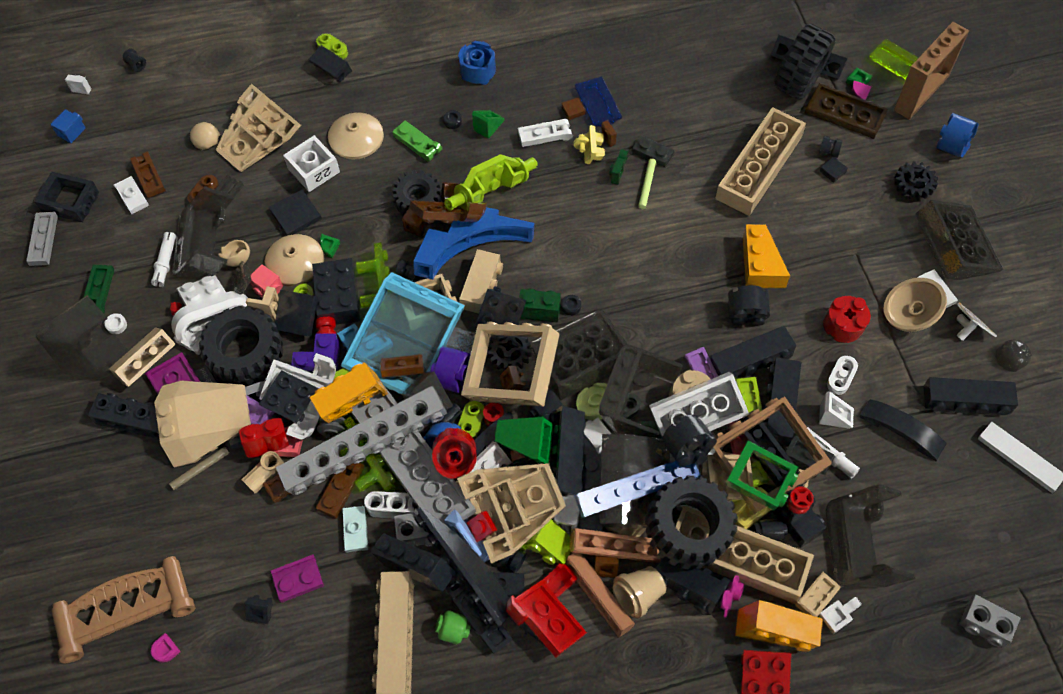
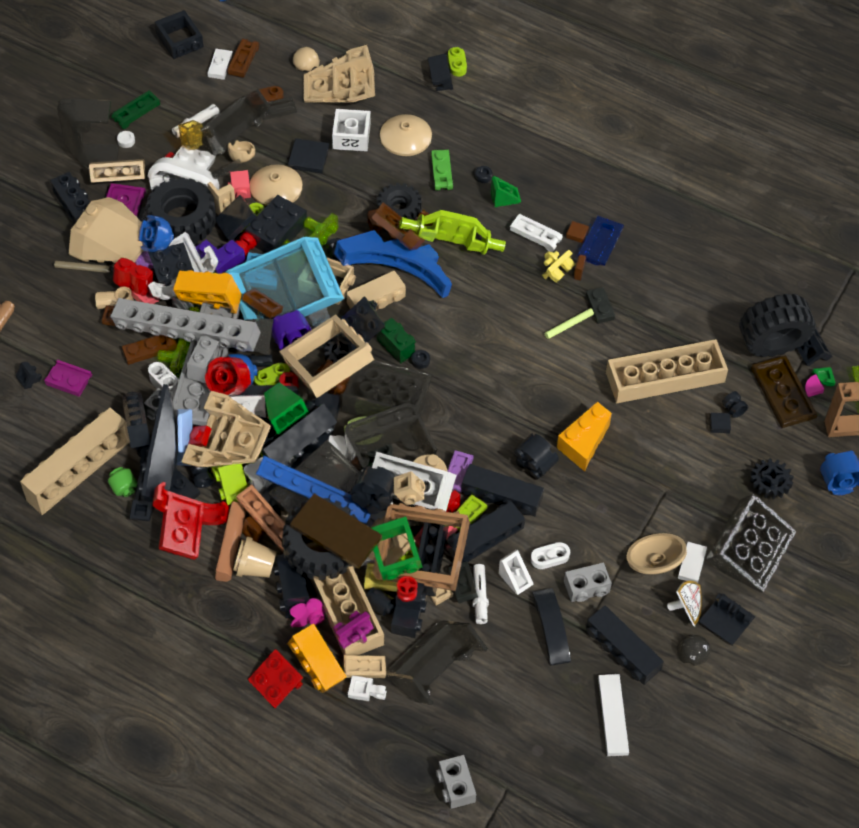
camera: 40 degrees right, 5 degrees down
(42, 238) = (137, 50): light grey plate -> none
(181, 271) = (191, 134): none -> clear yellow brick
(250, 383) = (155, 234): none -> blue cylinder
(329, 245) = (307, 194): green tile -> none
(355, 529) = (131, 378): light aqua plate -> none
(414, 457) = (203, 354): none -> light grey brick
(477, 62) = (542, 147): blue brick -> none
(617, 169) = (558, 296): dark green plate -> none
(710, 415) = (409, 488): none -> tan brick
(710, 504) = (336, 531): none -> dark brown tile
(794, 583) = (355, 630): none -> magenta hips
(847, 318) = (597, 523): red brick -> none
(891, 371) = (585, 578): none -> light grey brick
(1006, 310) = (726, 619): none -> black hinge

